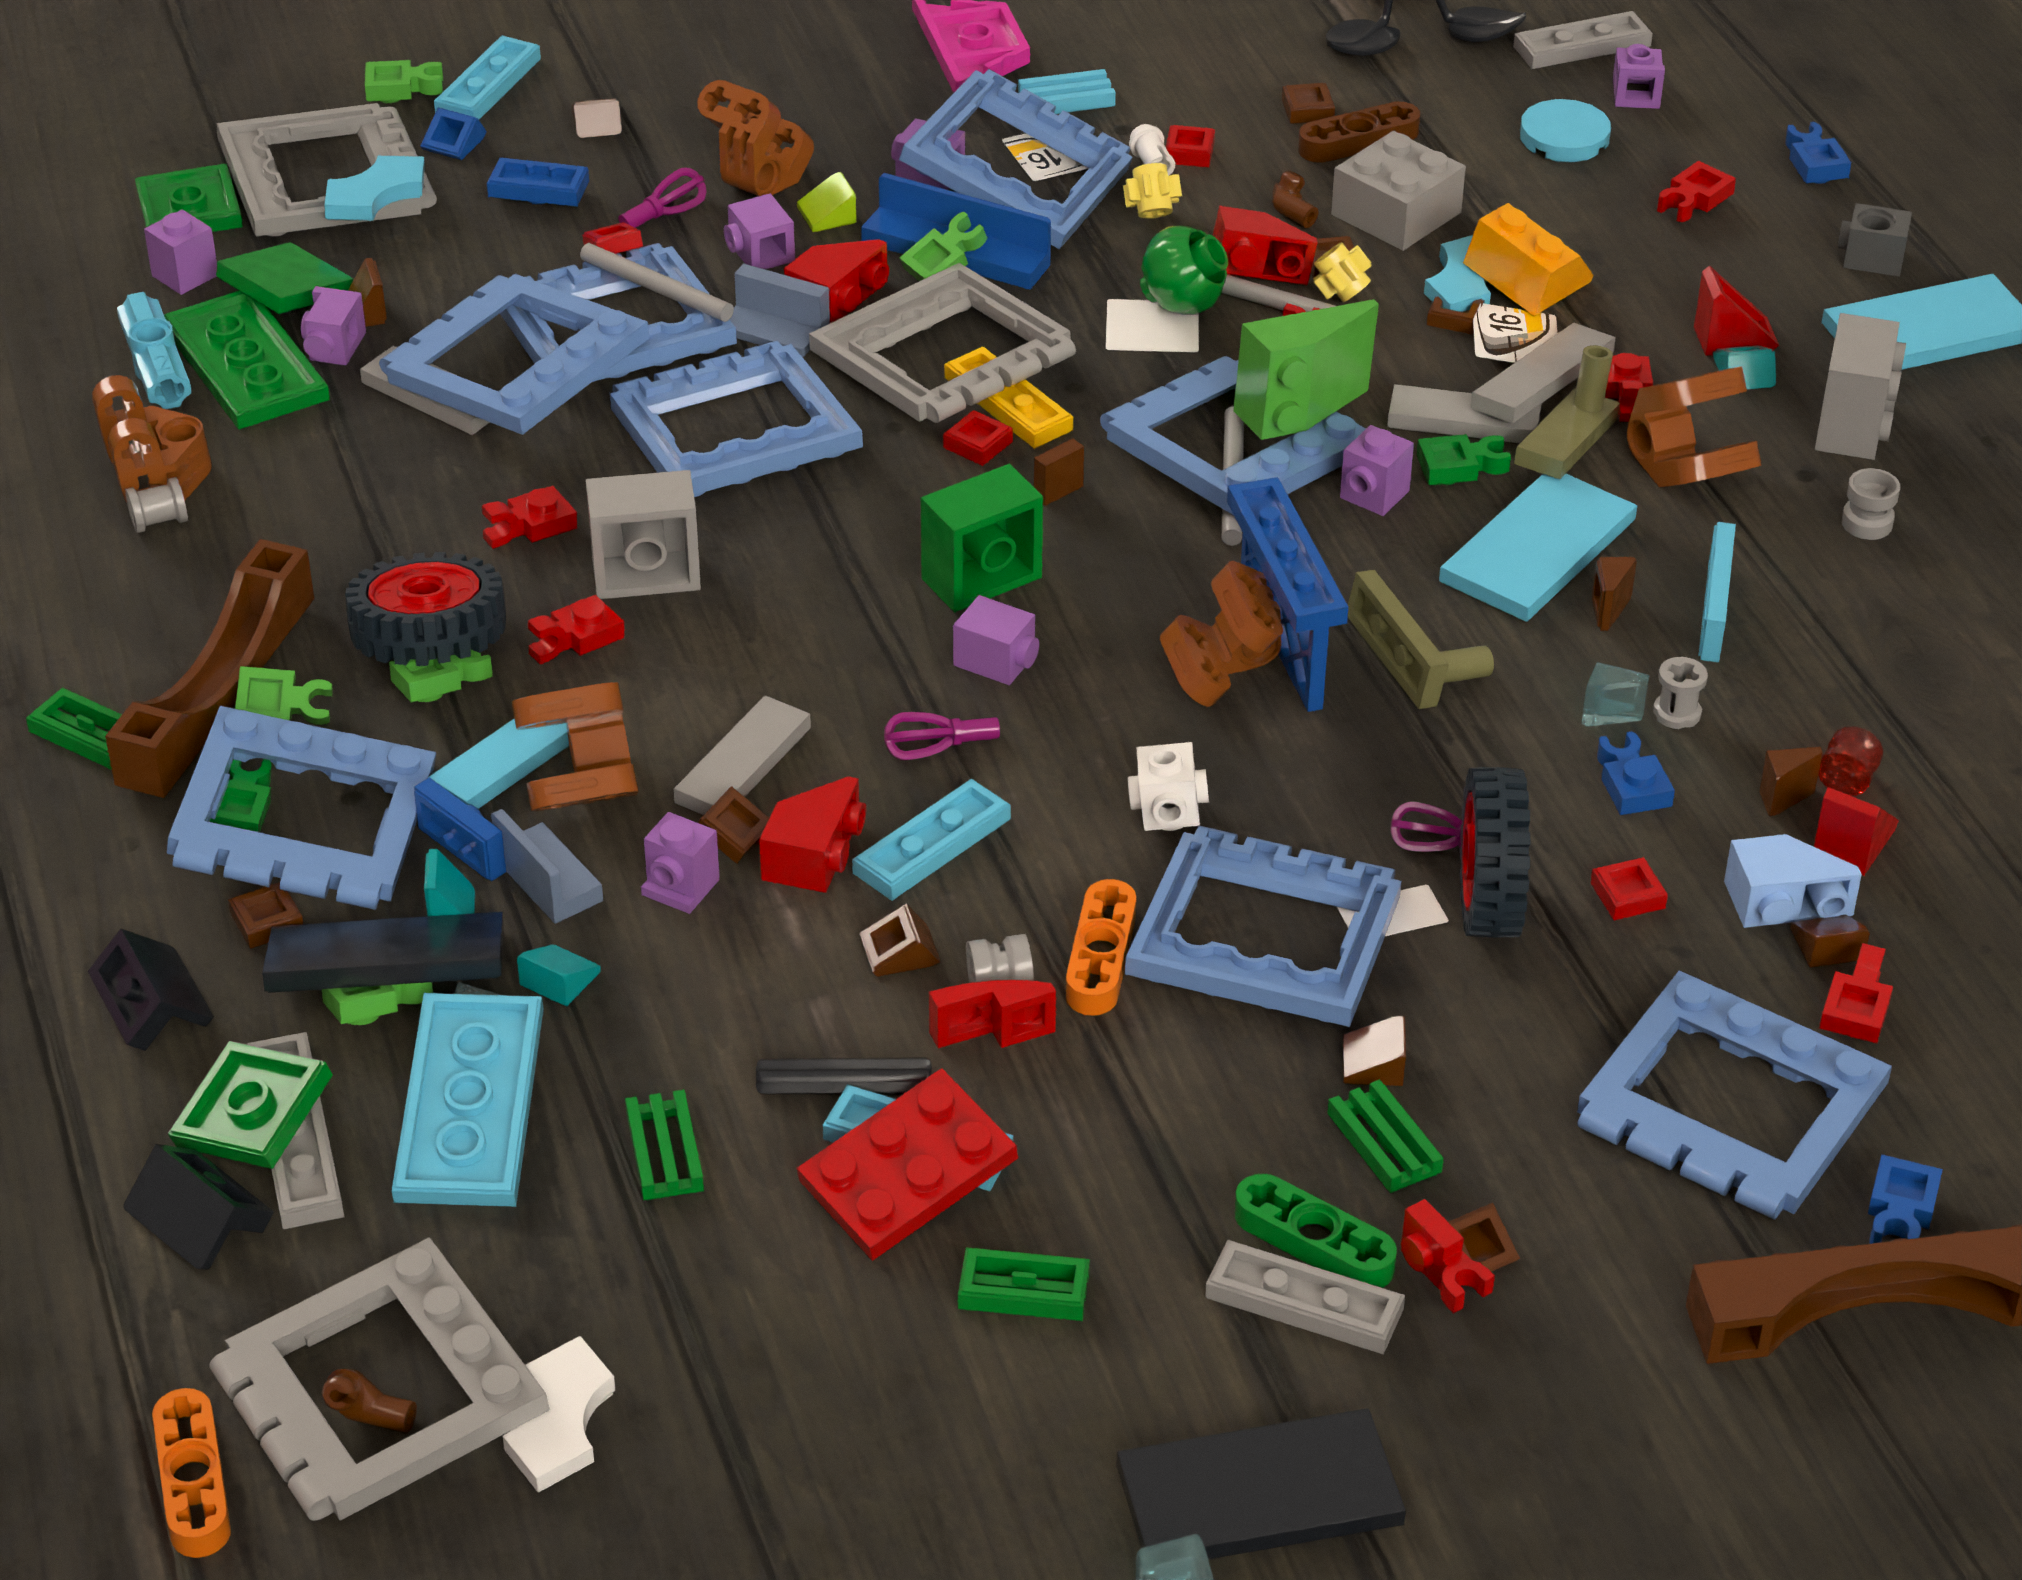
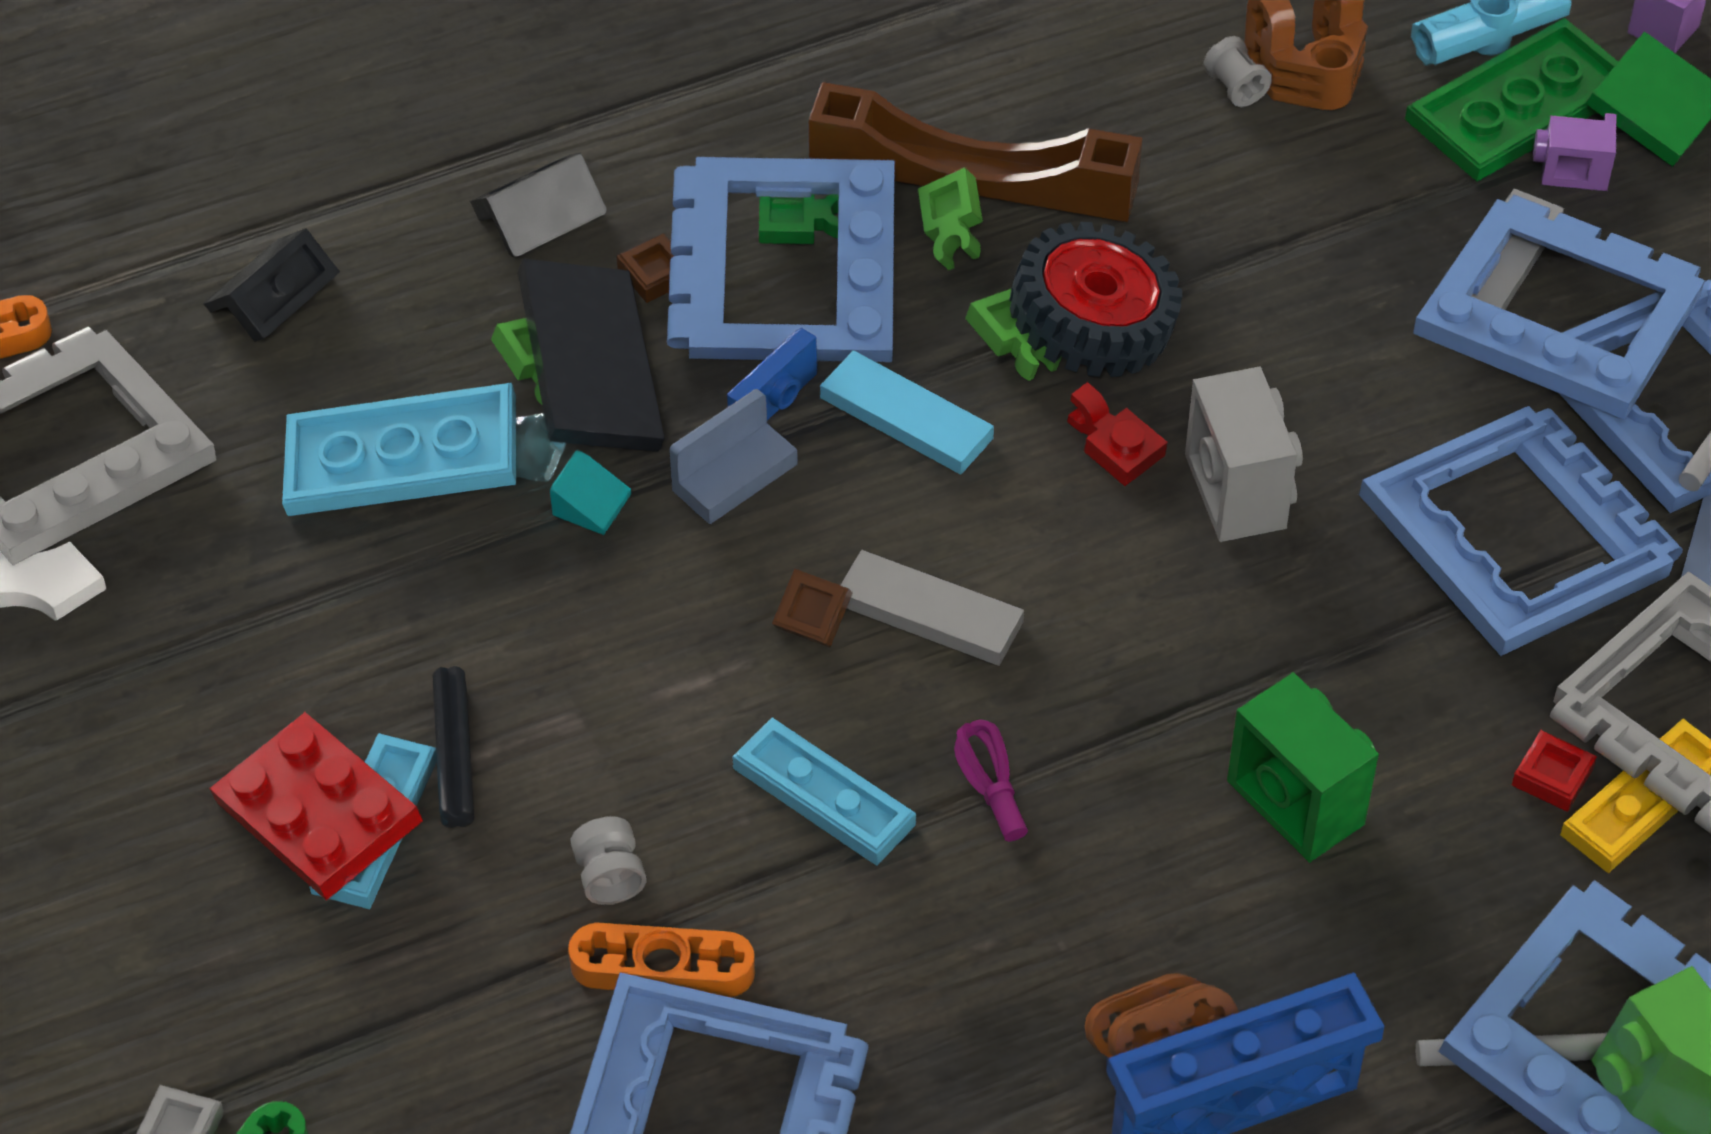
camera: 85 degrees right, 10 degrees up
(74, 733) = (926, 91): green tile -> none
(250, 1104) = (382, 293): green tile -> none
(306, 1170) = (373, 337): light grey tile -> none
(364, 1403) = (35, 437): reddish brown arm -> none
(371, 288) = (1649, 175): reddish brown slope -> none
(446, 887) = (684, 389): teal slope -> none
(533, 514) = (1303, 377): red plate -> none
(595, 743) = (907, 479): dark orange piece -> none
(658, 1112) = (355, 604): green tile -> none
(680, 862) = (737, 564): medium lavender brick -> none
(811, 835) = (796, 674): red slope -> none
(899, 943) = (656, 780): reddish brown slope -> none
(994, 640) = (1151, 811): medium lavender brick -> none
(1006, 1008) = (535, 861): red slope -> none
(1023, 1291) = (169, 971): green tile -> none
(1059, 471) = (1484, 849): reddish brown tile -> none
(1168, 787) = (900, 994): white brick -> none

